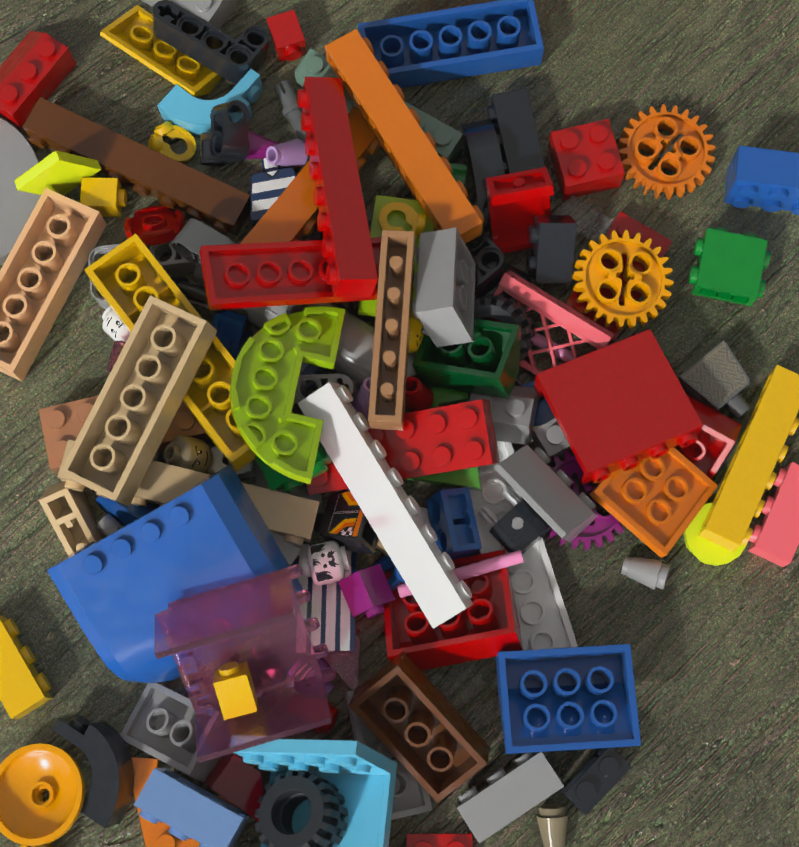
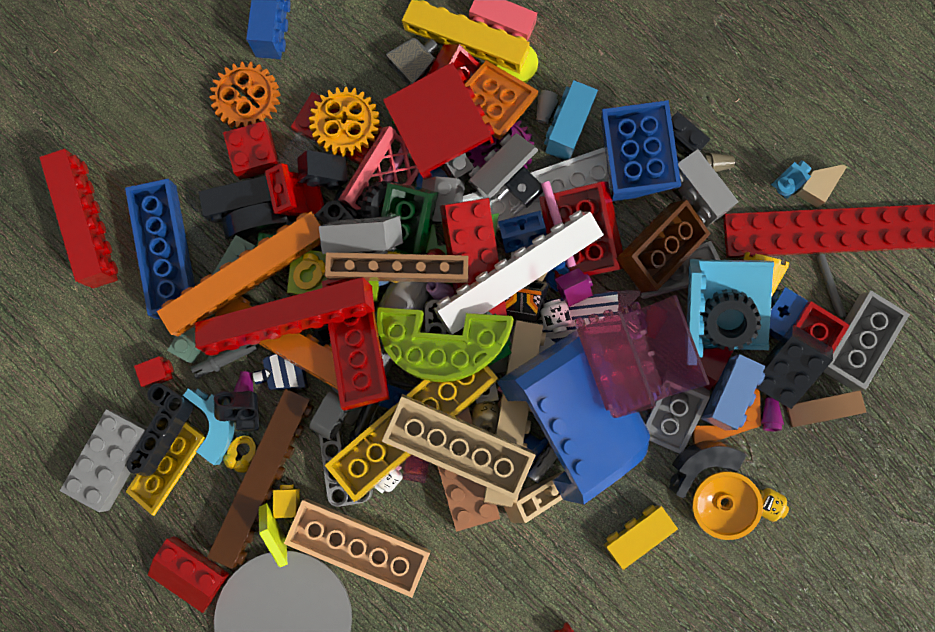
camera: 95 degrees left, 5 degrees up
(154, 224) = (309, 459): red plate -> none
(235, 689) = (658, 364): yellow brick -> none
(288, 154) = (251, 362): lavender cone -> none
(619, 602) = (569, 120): none -> dark azure brick
(729, 266) = (330, 52): green brick -> none

